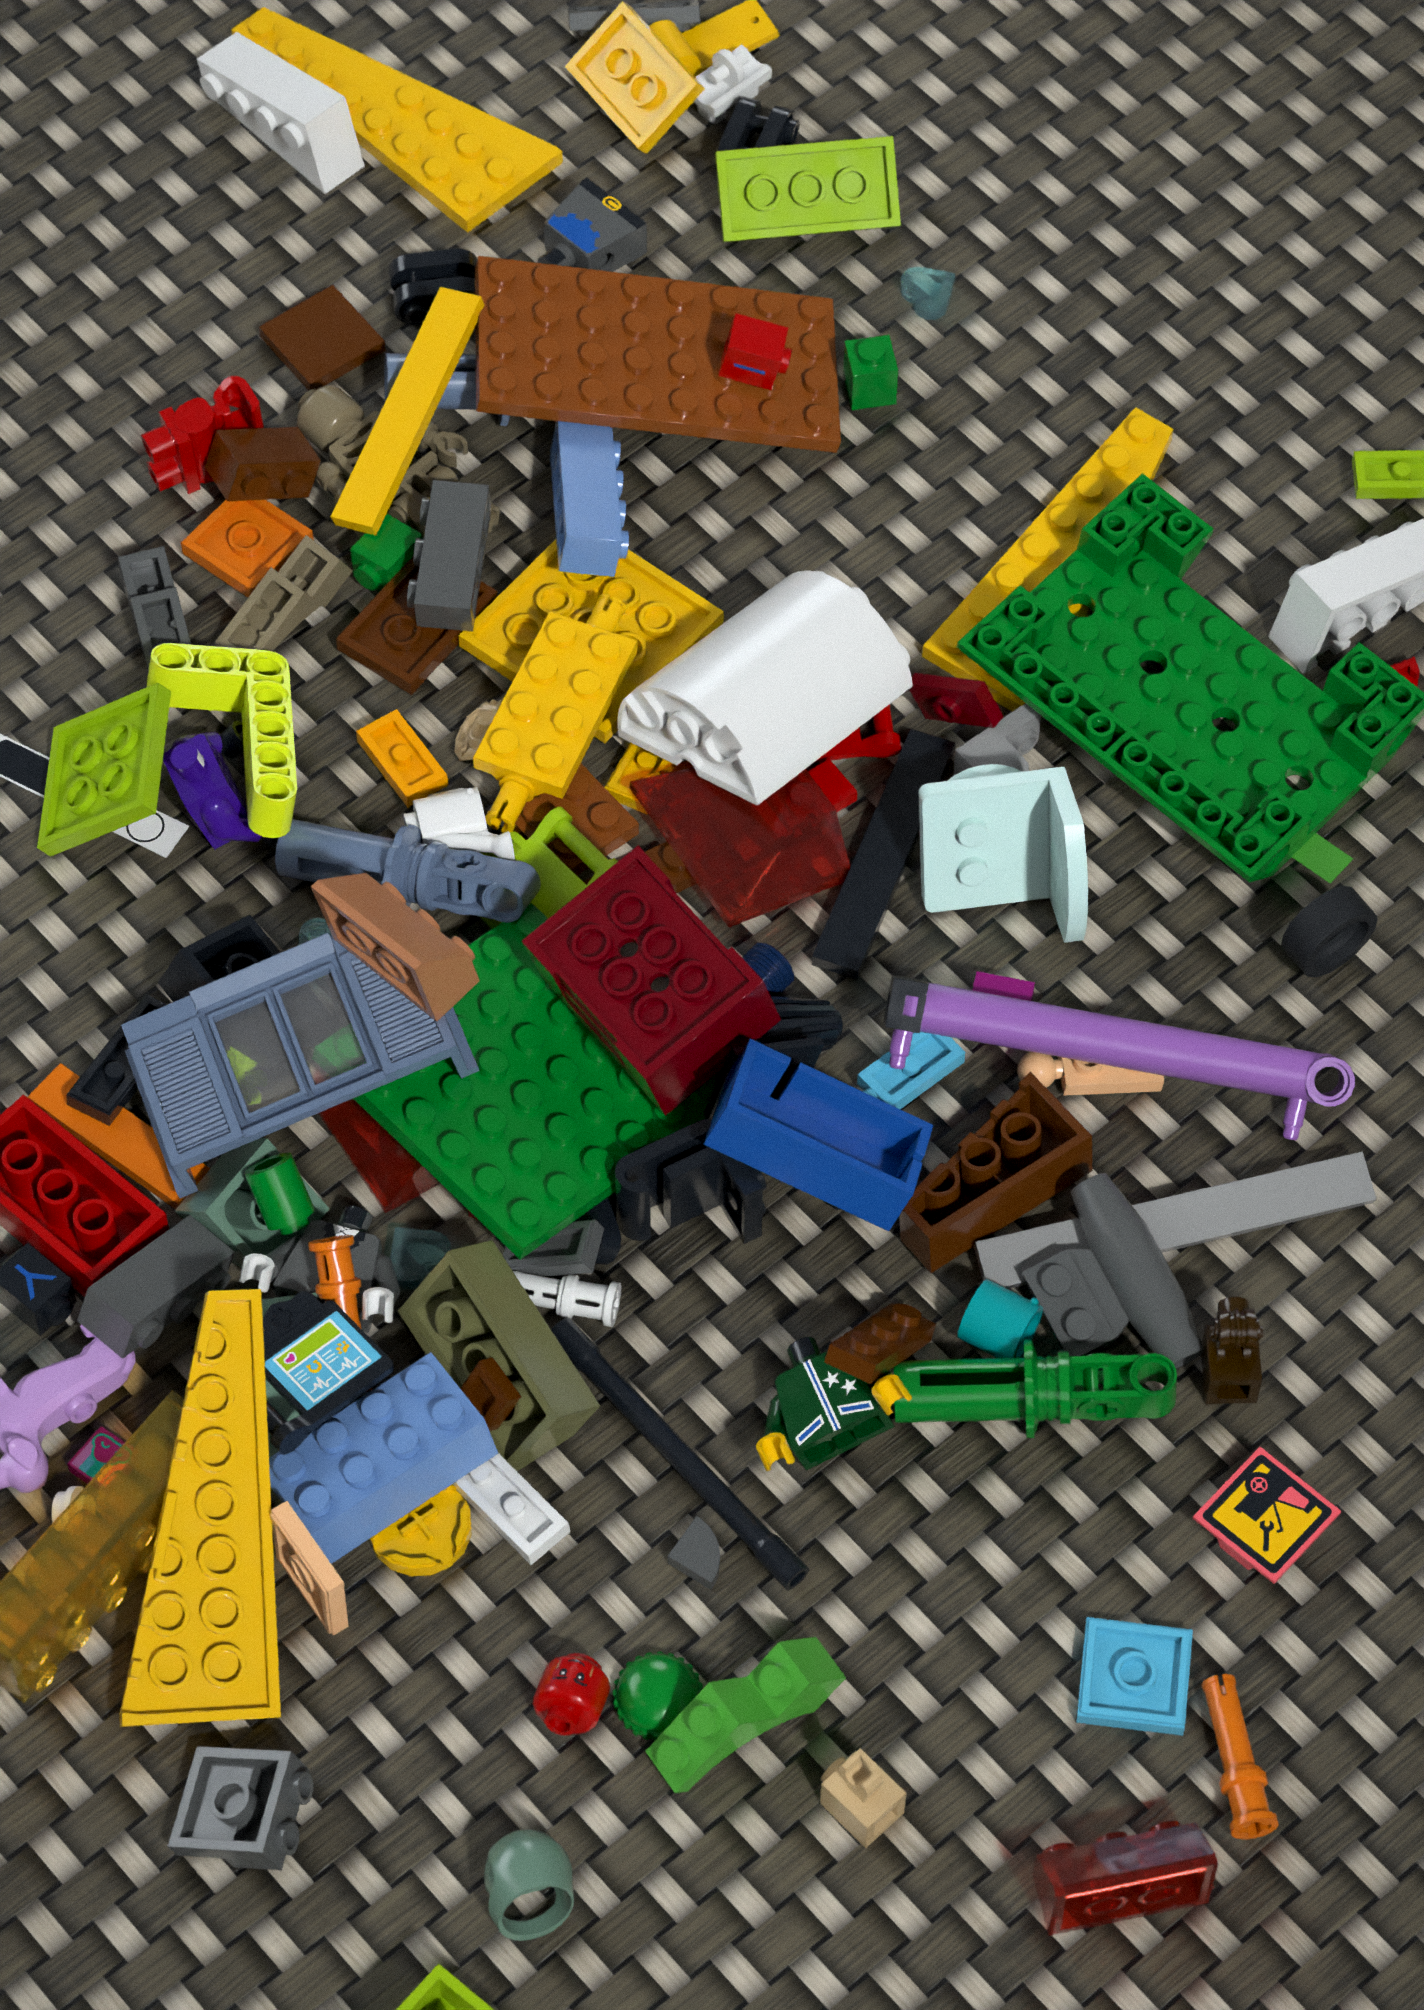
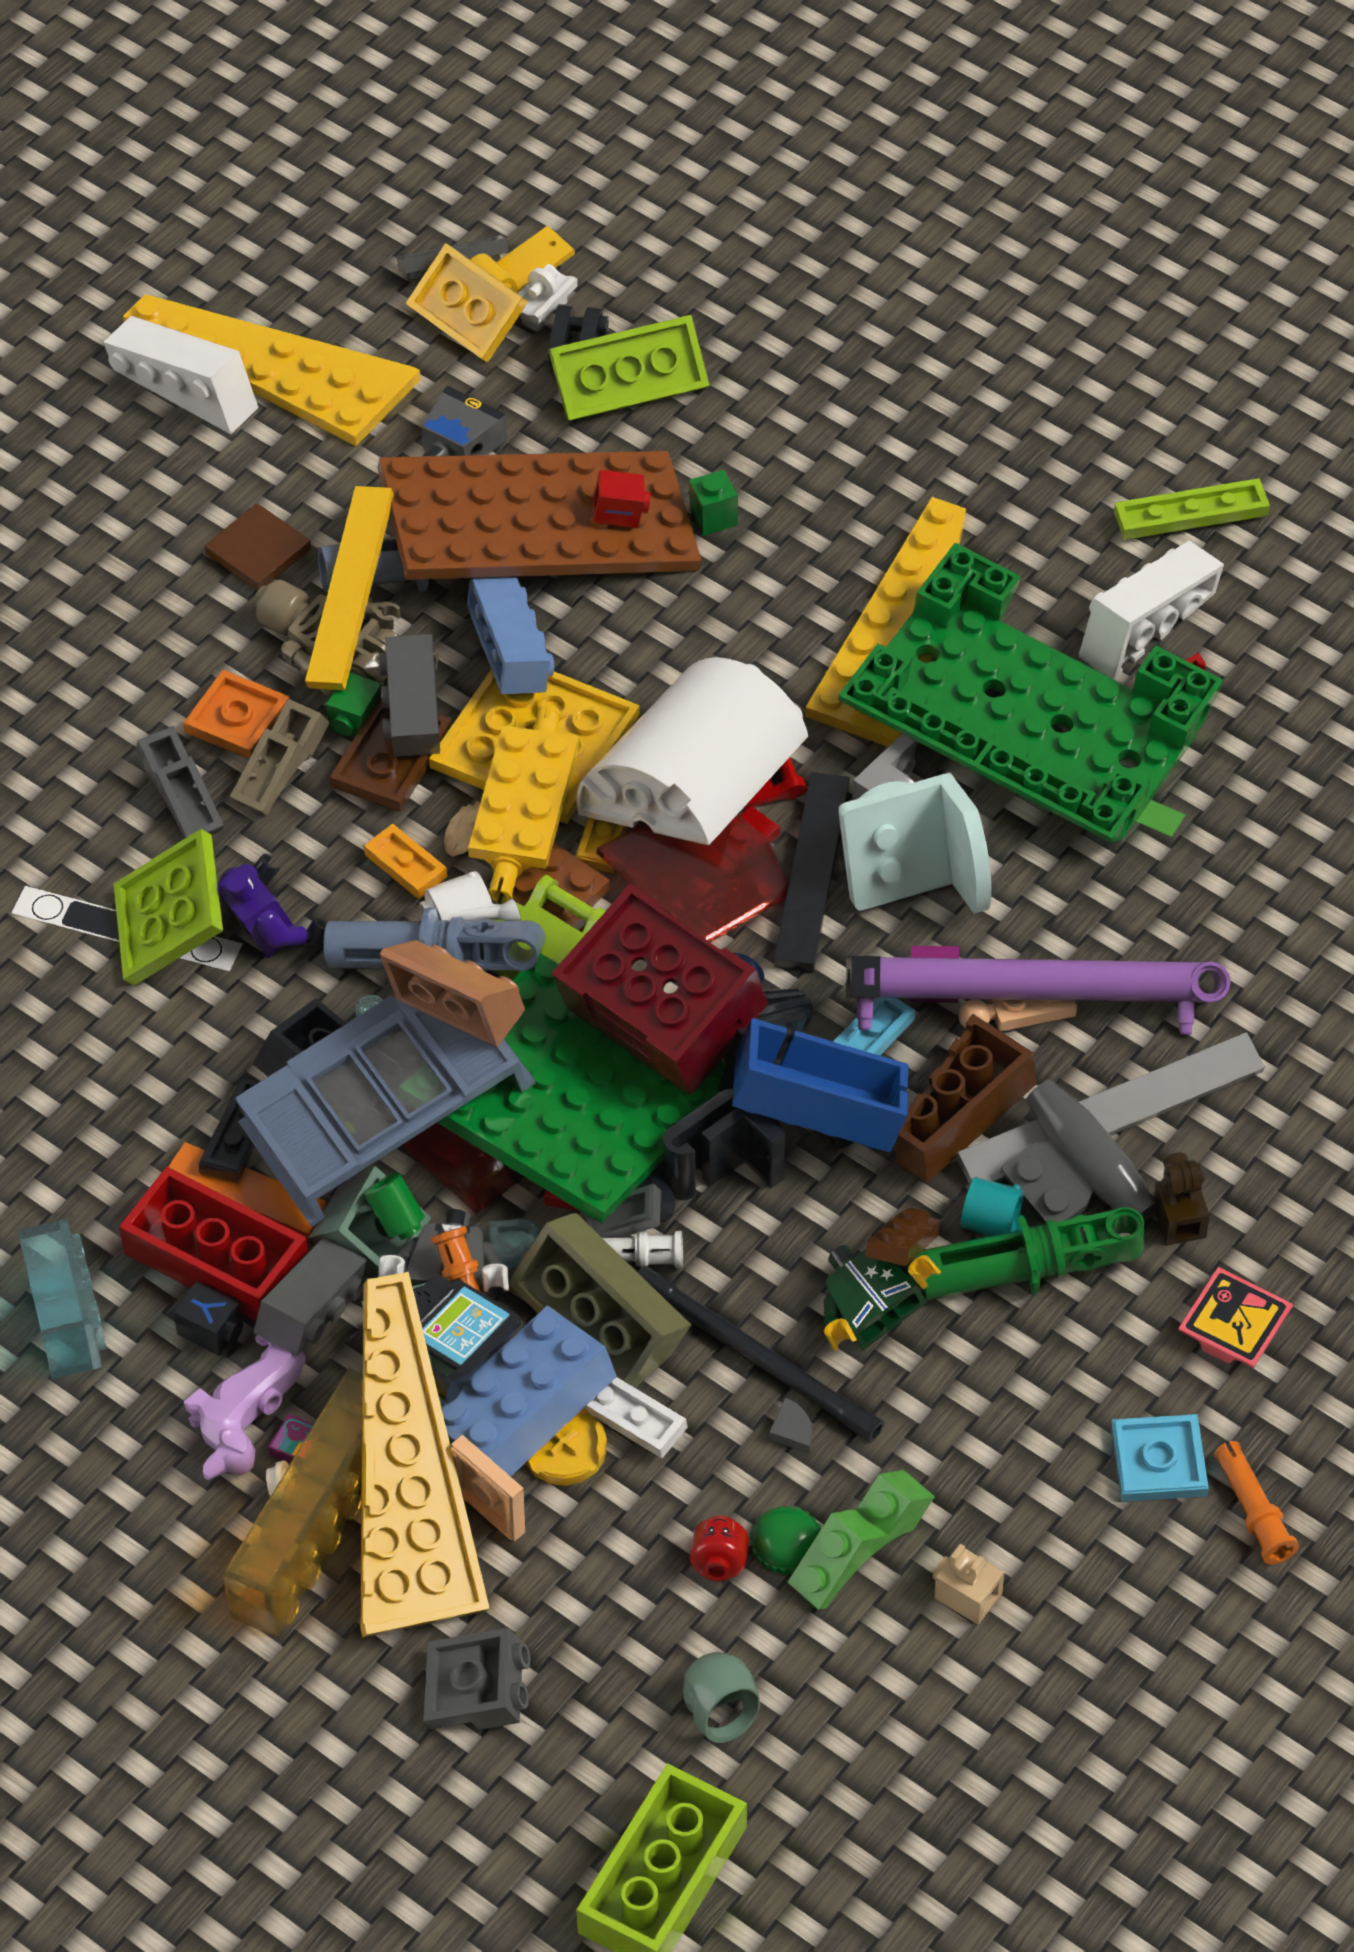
camera: 10 degrees left, 5 degrees down
(184, 440) = (187, 637): red hips -> none
(259, 689) = (281, 828): neon yellow beam -> none
(262, 463) = (237, 650): reddish brown brick -> none
(420, 275) = (332, 488): black brick -> none
(490, 1392) = (603, 1326): reddish brown tile -> none
(928, 290) = (742, 433): clear light blue tile -> none
(955, 700) = (844, 742): dark red plate -> none
(1124, 1876) = (1189, 1606): clear red slope -> none
(1329, 931) = (1182, 869): black tyre -> none

